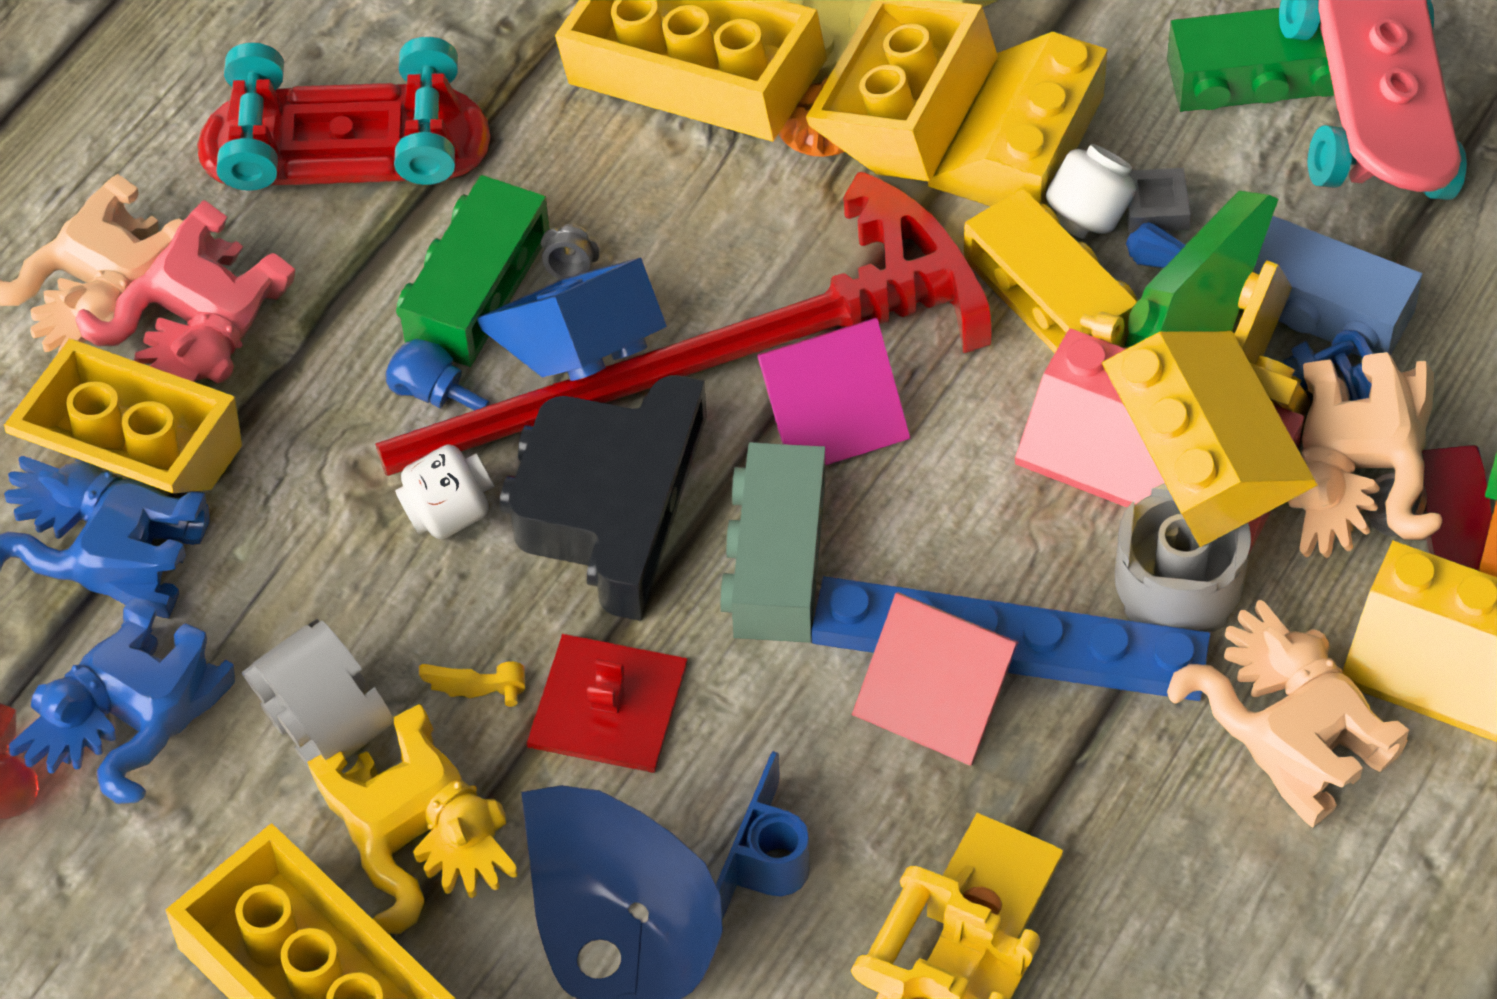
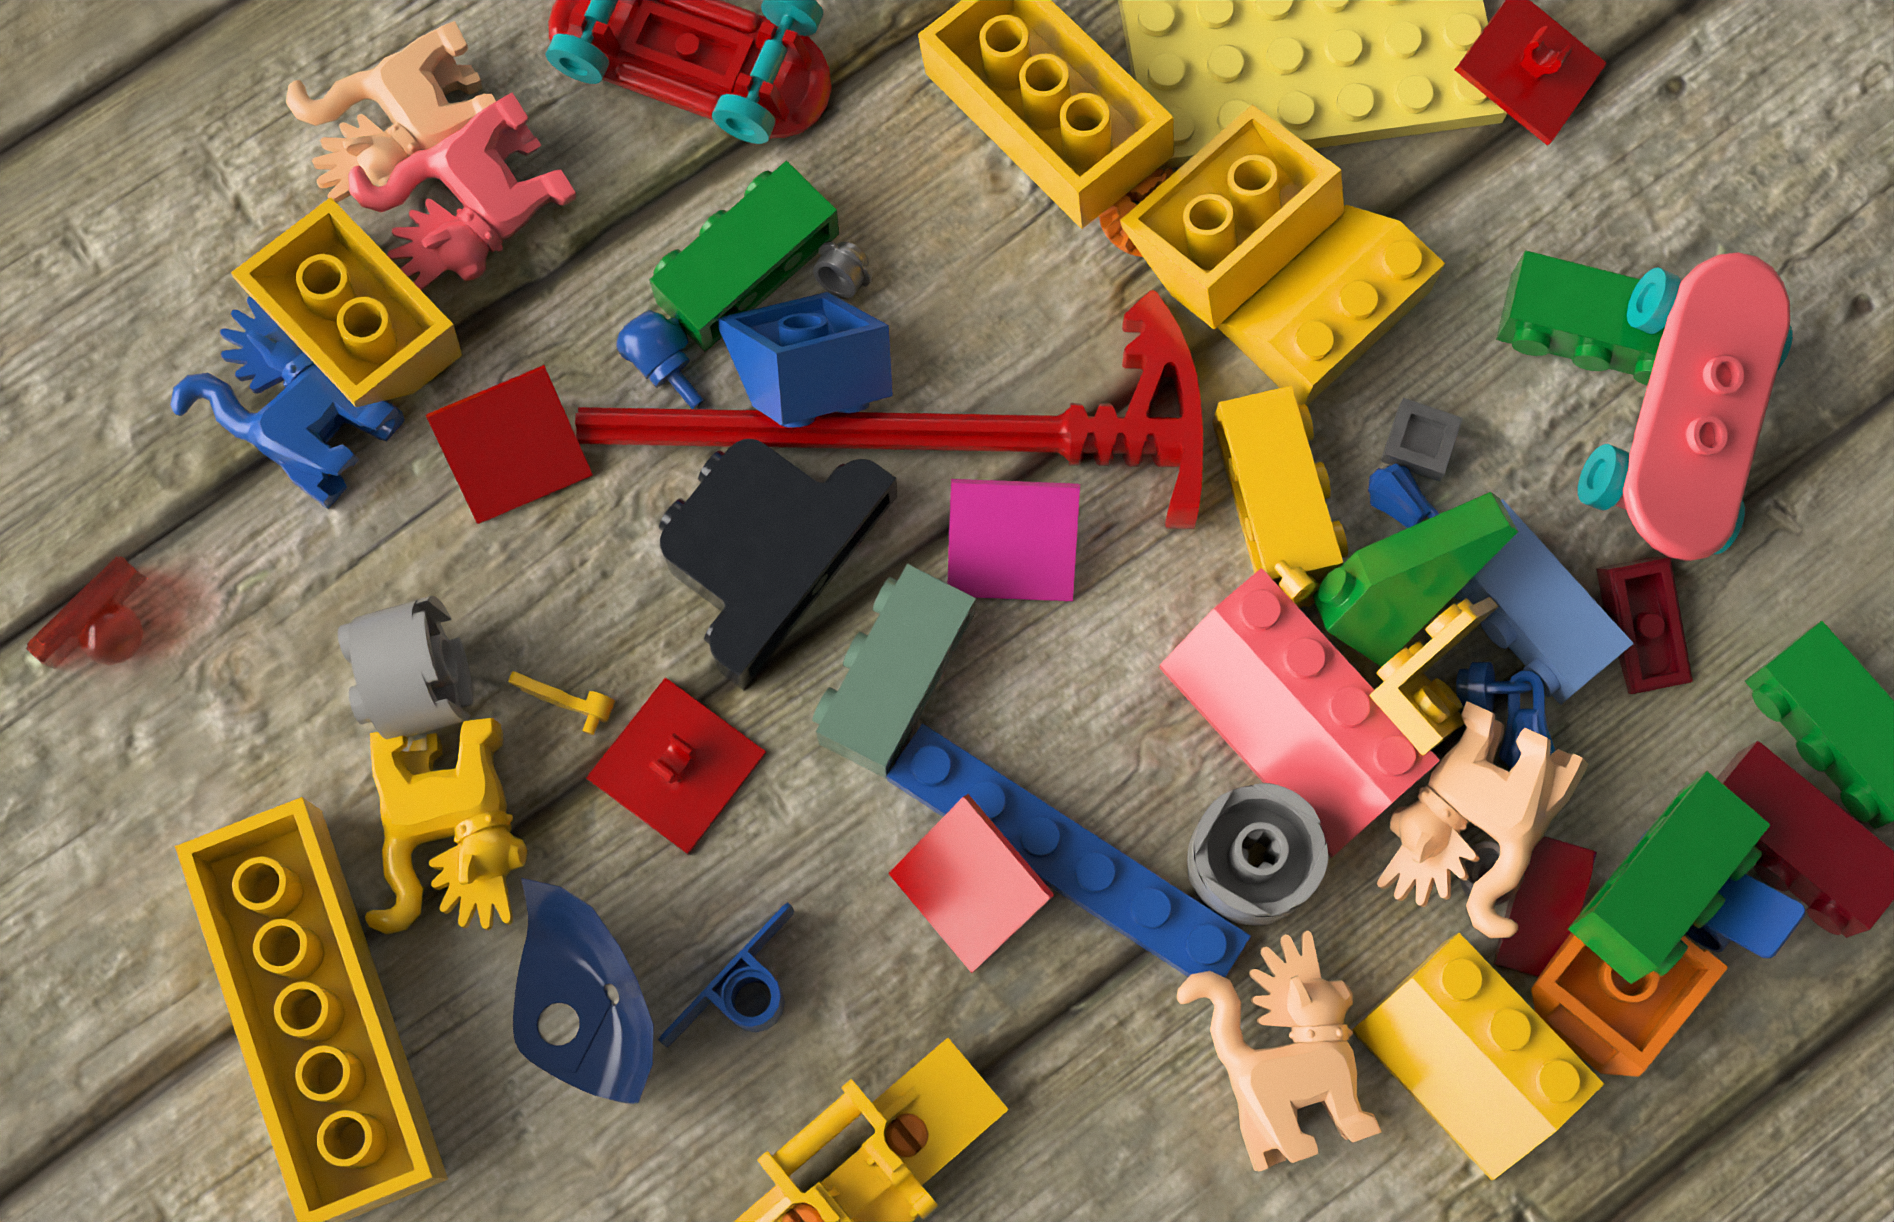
camera: 20 degrees right, 20 degrees up
(133, 685) = (267, 595): blue animal -> none
(327, 487) = (509, 444): none -> red piece
(444, 491) = (615, 490): white head -> none
(1091, 191) = (1359, 410): white head -> none
(1209, 429) = (1328, 761): yellow slope -> none
(1446, 287) = (1647, 609): none -> dark red slope

